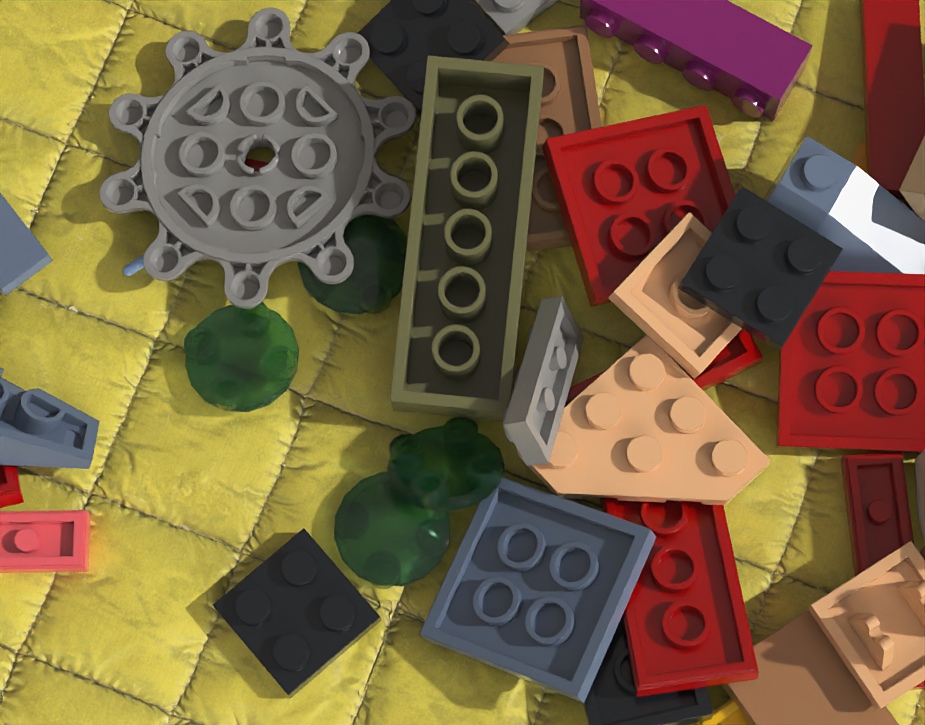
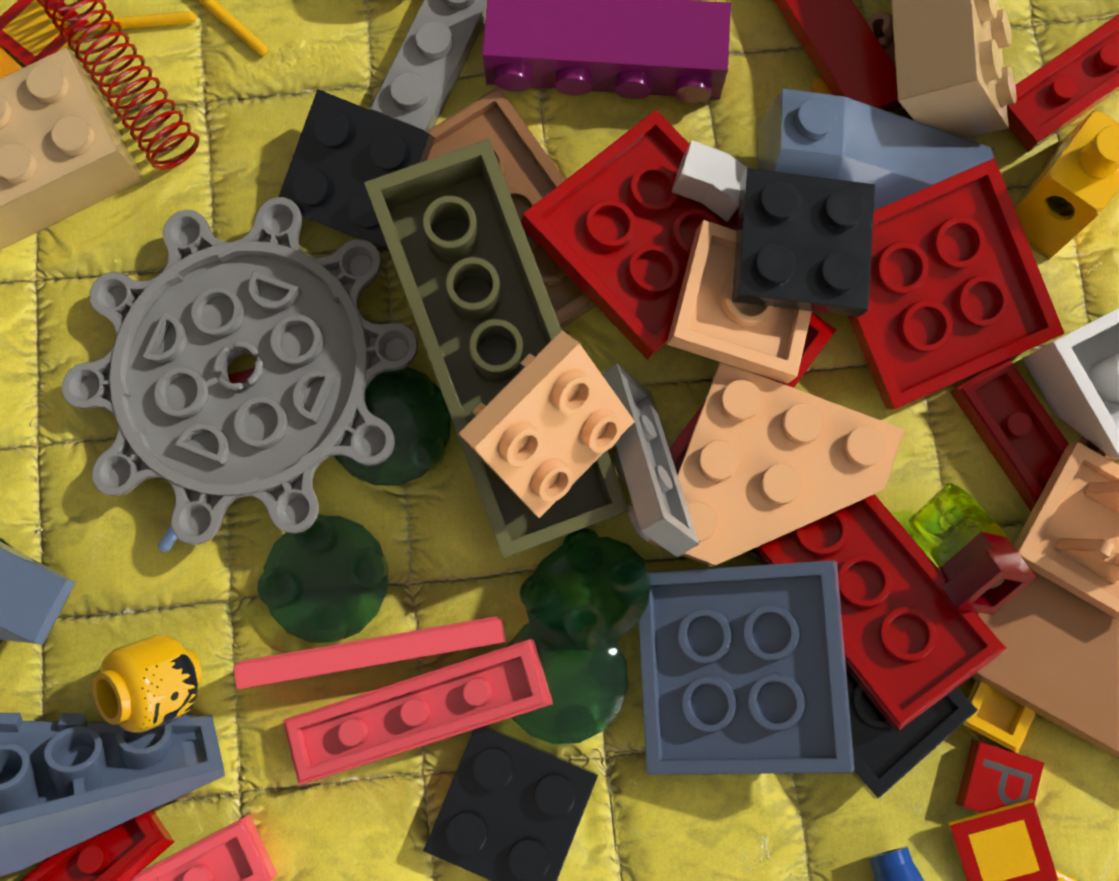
camera: 30 degrees left, 5 degrees up
(66, 367) = (147, 683): none -> yellow head
(251, 431) = (369, 652): none -> coral tile
(263, 495) = (417, 712): none -> coral tile
(473, 309) = (548, 424): none -> light nougat plate
(716, 180) = (710, 179): none -> white piece
(774, 578) = (970, 551): none -> leg

